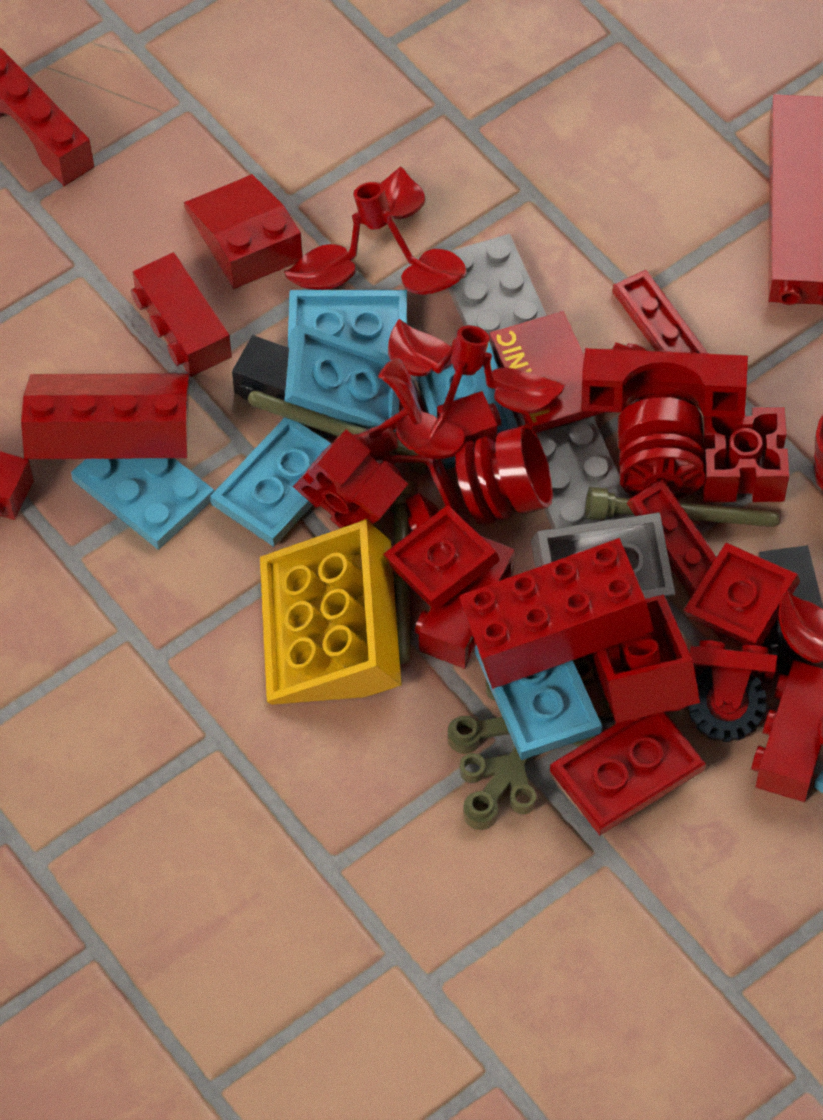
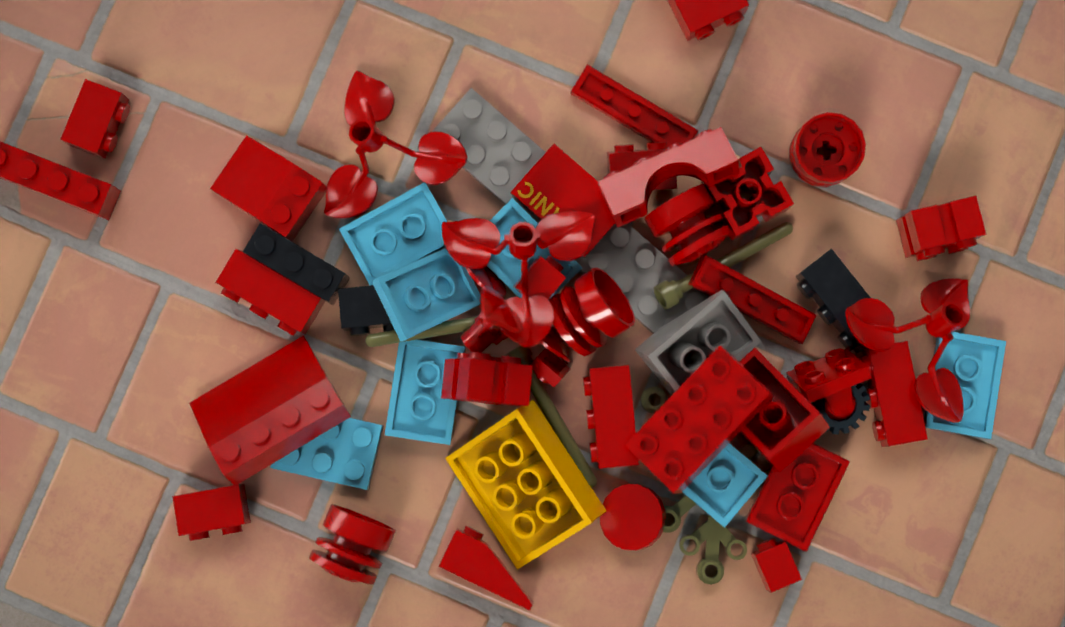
camera: 30 degrees left, 25 degrees up
(112, 89) = (96, 119): none -> red brick
(114, 568) = (352, 545): none -> red wheel
(224, 663) = (479, 564): none -> red slope
(226, 295) = (296, 264): none -> black brick
(426, 706) = (633, 517): none -> red tile
(441, 557) = (585, 406): red plate -> none
(558, 836) = (775, 564): none -> red brick
(741, 595) = (809, 319): red plate -> none

